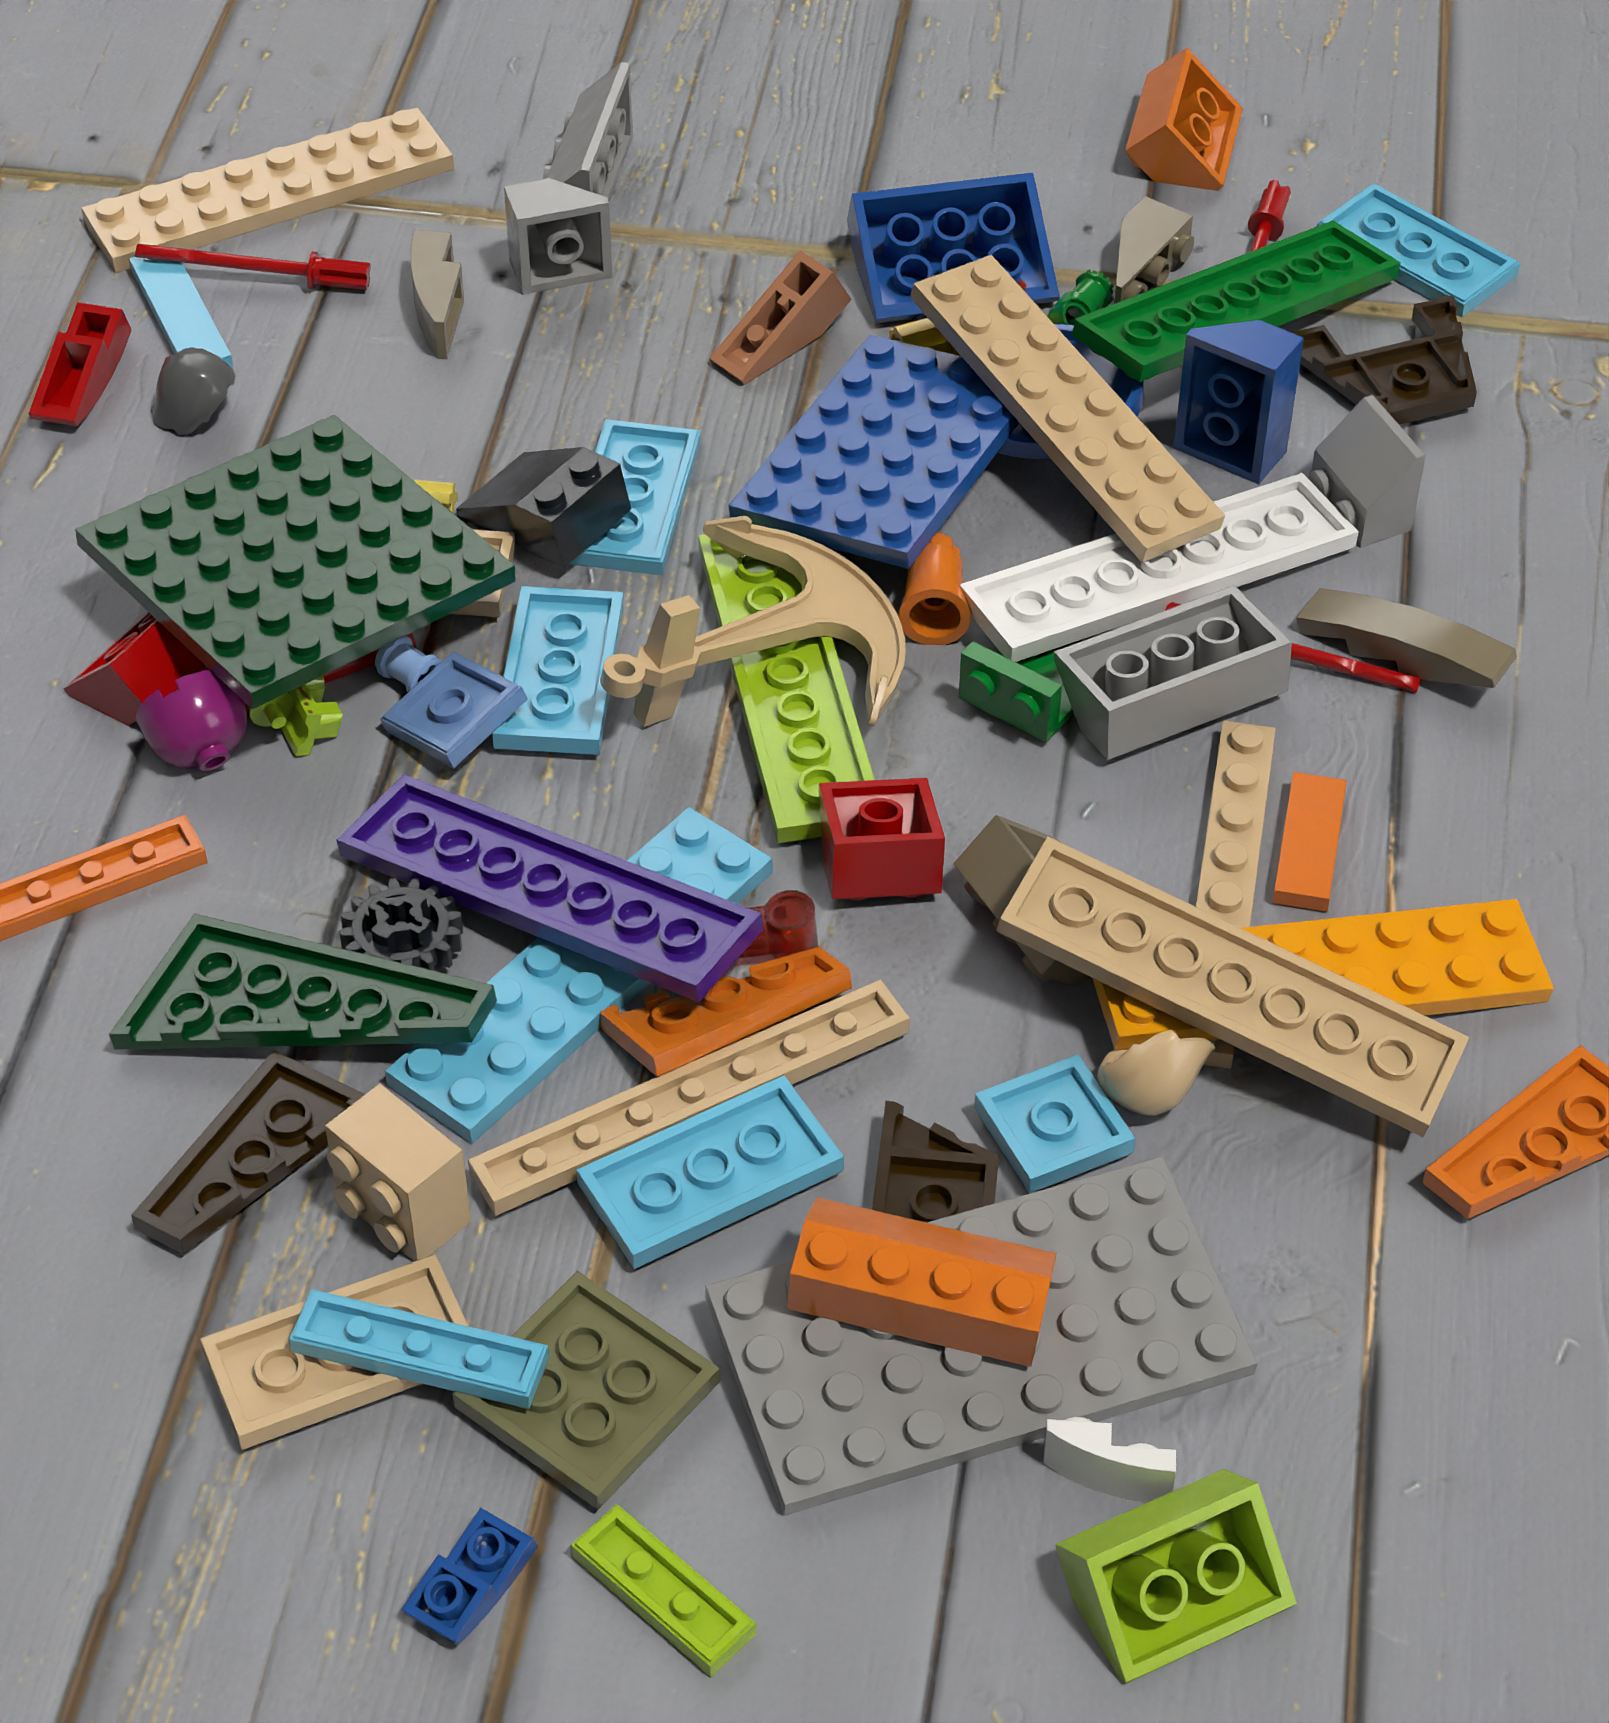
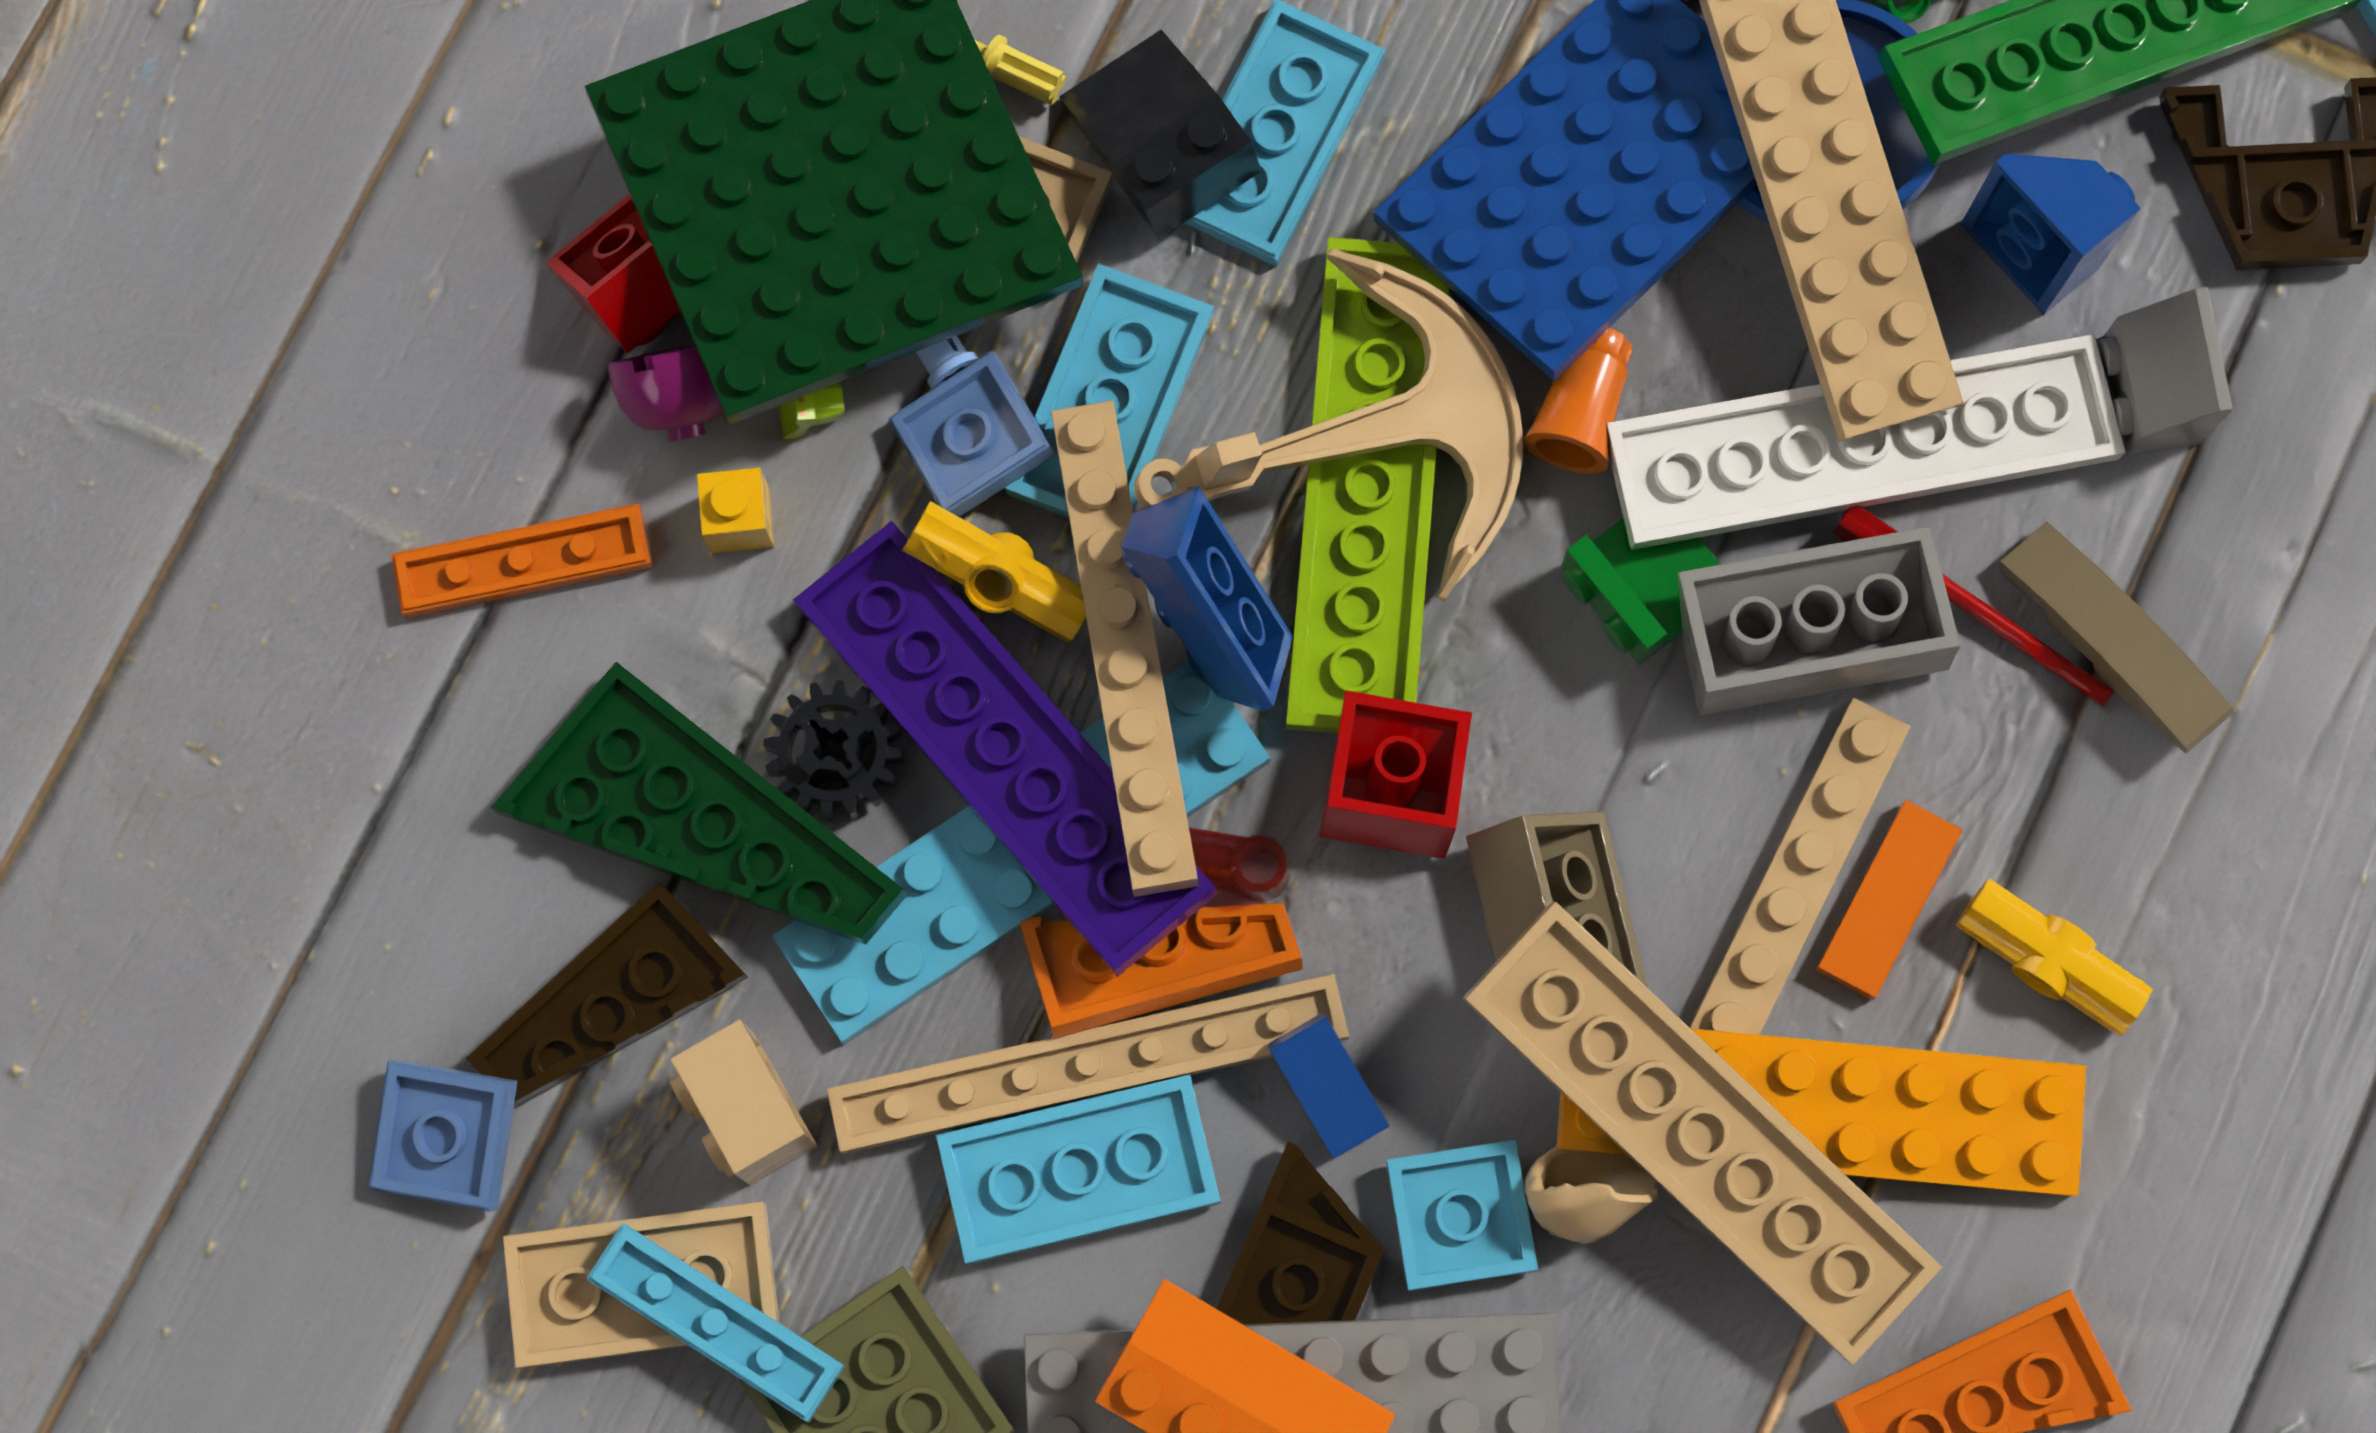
camera: 20 degrees right, 30 degrees up
(123, 1279) = (442, 1135): none -> medium blue tile
(270, 794) = (735, 510): none -> yellow brick
(470, 774) = (973, 555): none -> yellow piece
(631, 794) = (1124, 652): none -> tan plate
(682, 739) = (1209, 598): none -> blue slope
(905, 1054) = (1328, 1085): none -> blue tile
(1456, 840) = (2054, 957): none -> yellow piece

